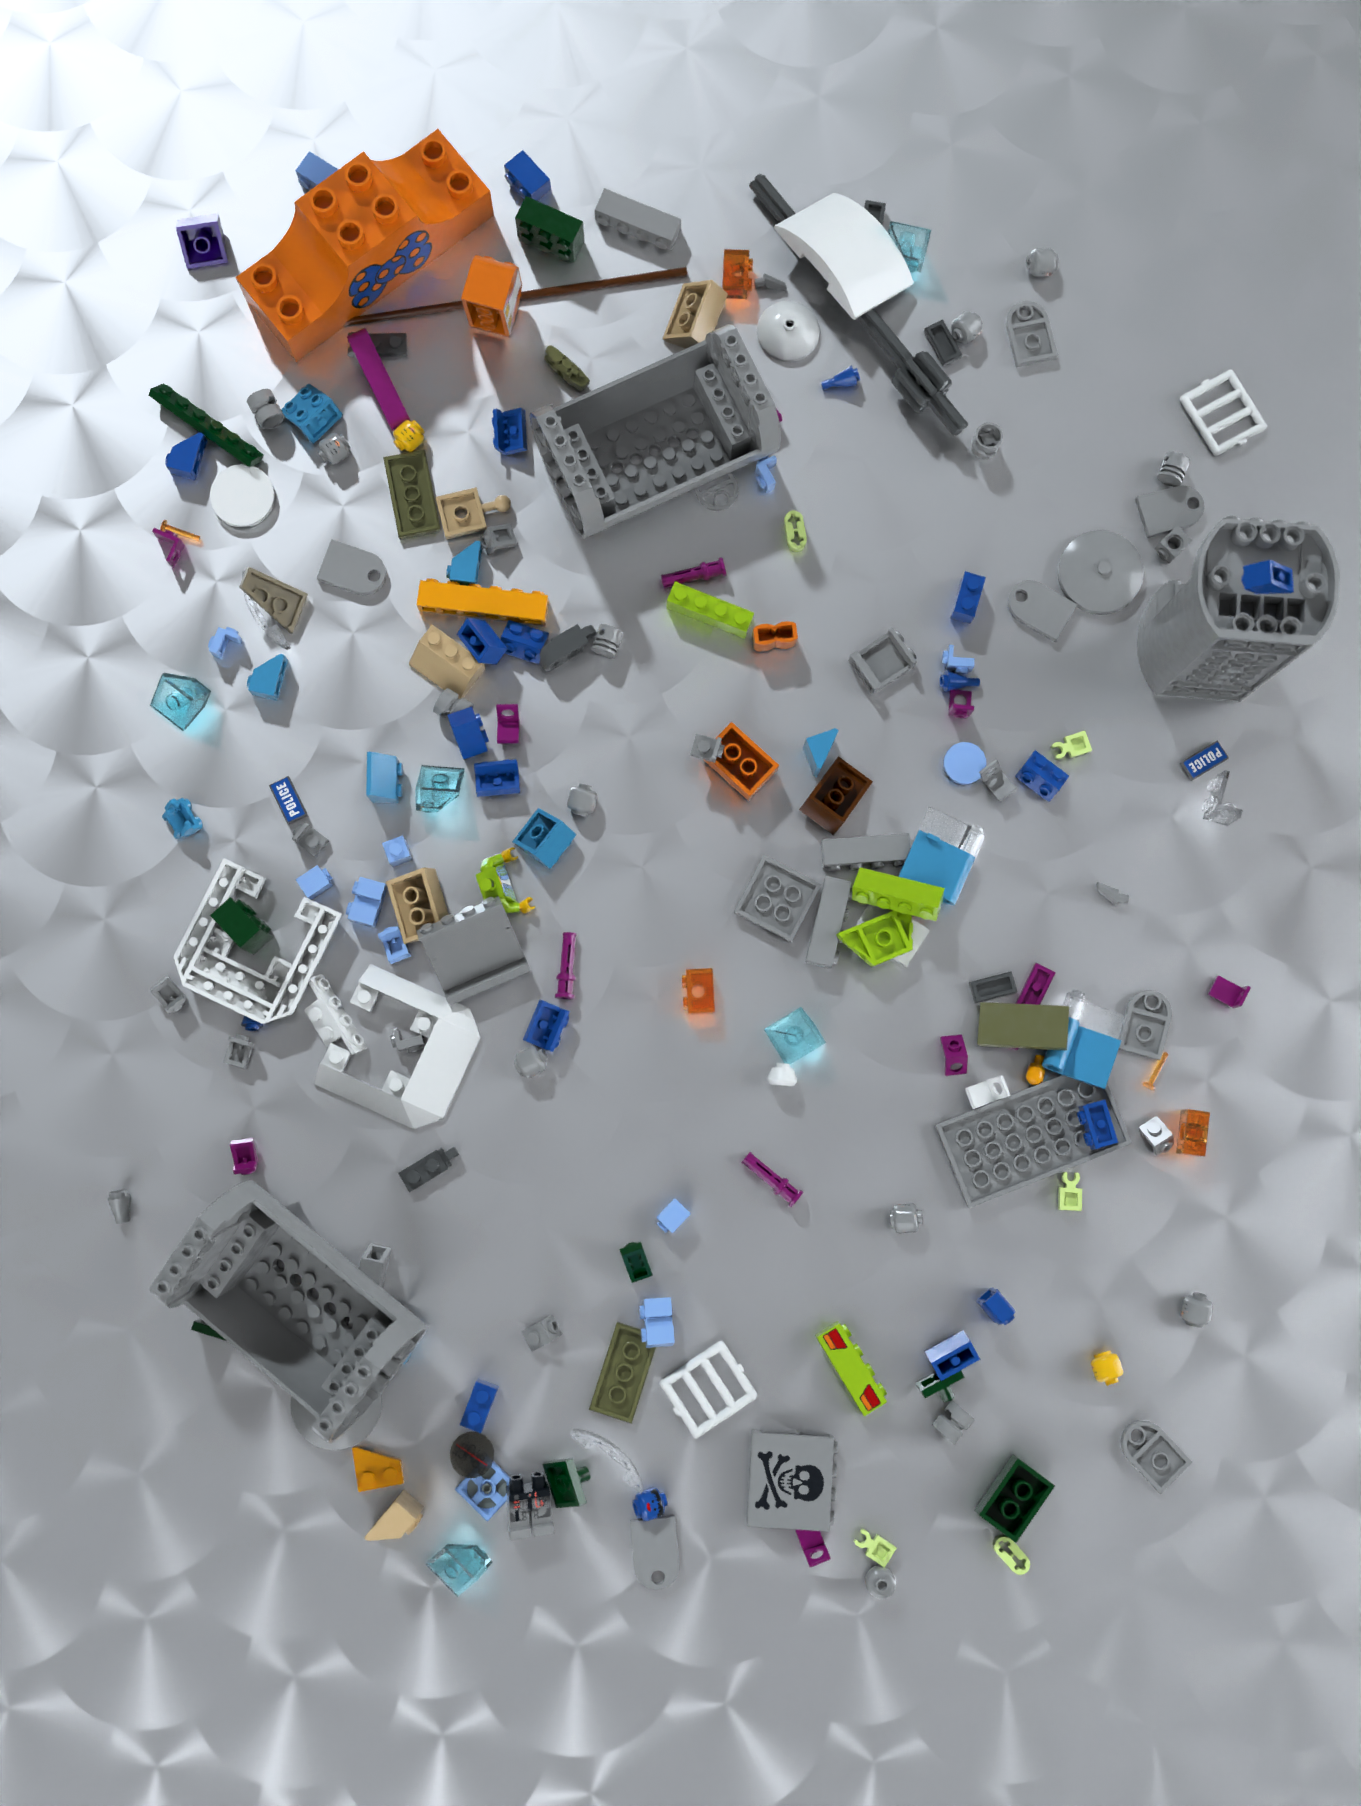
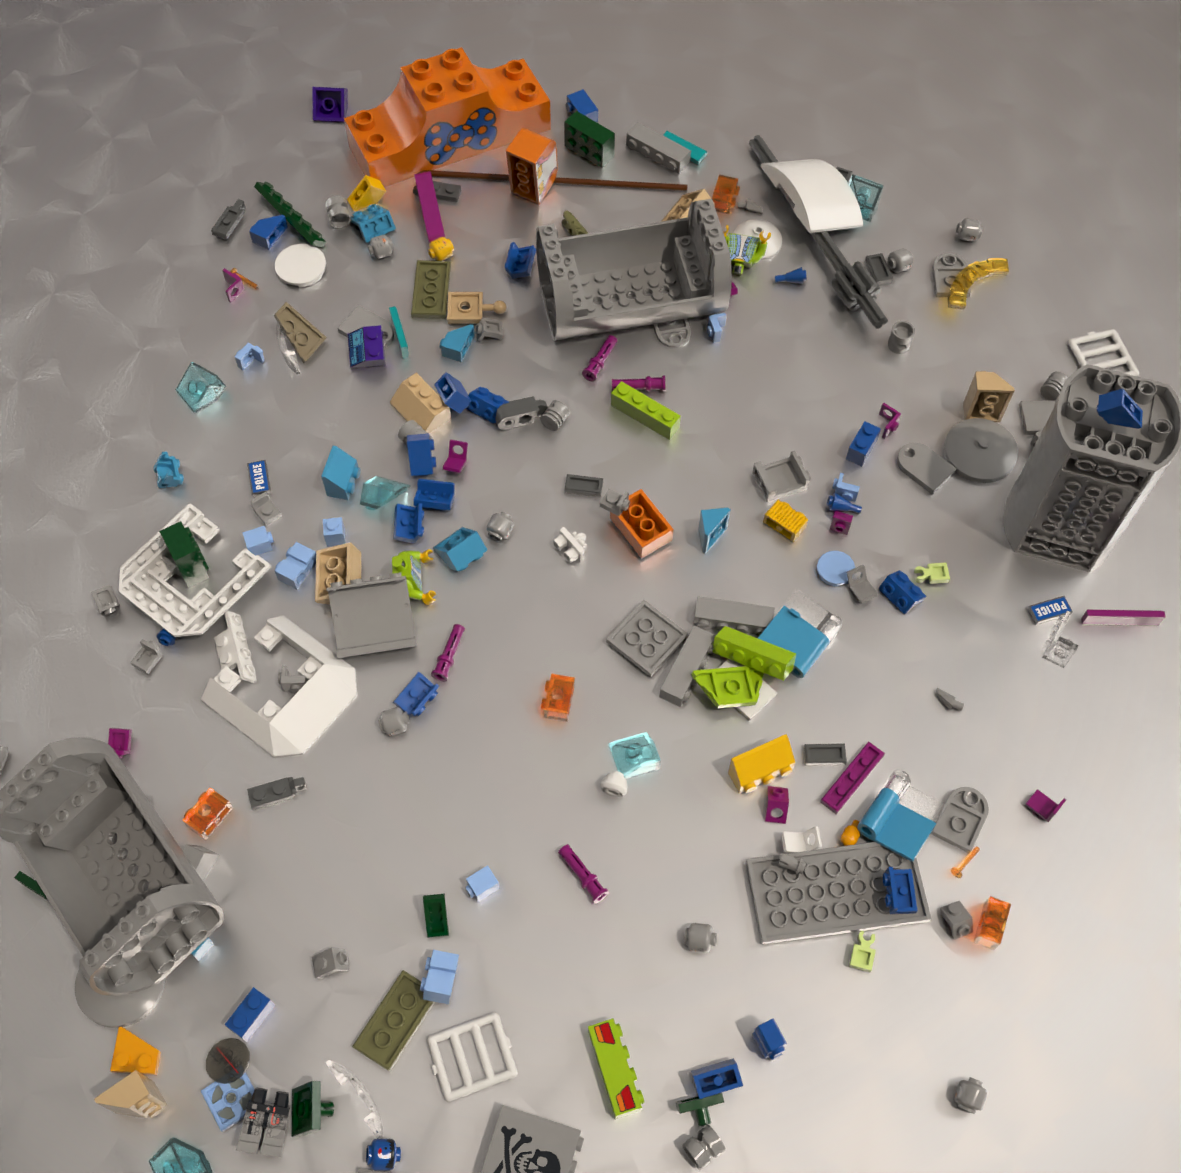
camera: 20 degrees right, 20 degrees down
(133, 450) = (229, 220): none -> dark grey hinge
(268, 678) = (275, 387): dark azure slope -> none
(292, 373) = (366, 193): none -> yellow slope
(360, 600) = (366, 347): none -> dark purple slope
(375, 1200) = (207, 824): none -> clear orange brick
(393, 568) = (399, 332): none -> teal tile
(394, 945) = (306, 602): light blue bracket -> none
(477, 819) = (408, 523): none -> blue bracket
(482, 602) = (466, 370): light orange brick -> none
(637, 557) = (592, 367): none -> magenta pin
(661, 722) = (583, 485): none -> dark grey tile
(674, 811) = (574, 543): none -> white hips
(686, 213) = (697, 153): none -> teal tile
(776, 357) = (745, 250): none -> torso
(779, 636) = (694, 438): orange brick -> none
(800, 531) = (729, 371): yellowish green beam -> none
(836, 795) = (716, 568): reddish brown slope -> none
(899, 717) = (785, 520): none -> yellow brick
(932, 1020) = (762, 764): none -> yellow slope
(983, 1121) = (792, 863): none -> light grey pin
(996, 552) = (894, 419): none -> magenta bracket
(1023, 1026) = (846, 789): olive tile -> none
(1052, 332) = (971, 274): none -> clear yellow tile
(1099, 509) = (987, 397): none -> tan slope
(1107, 1367) = (870, 1131): yellow head -> none
(1283, 753) = (1123, 617): none -> tile

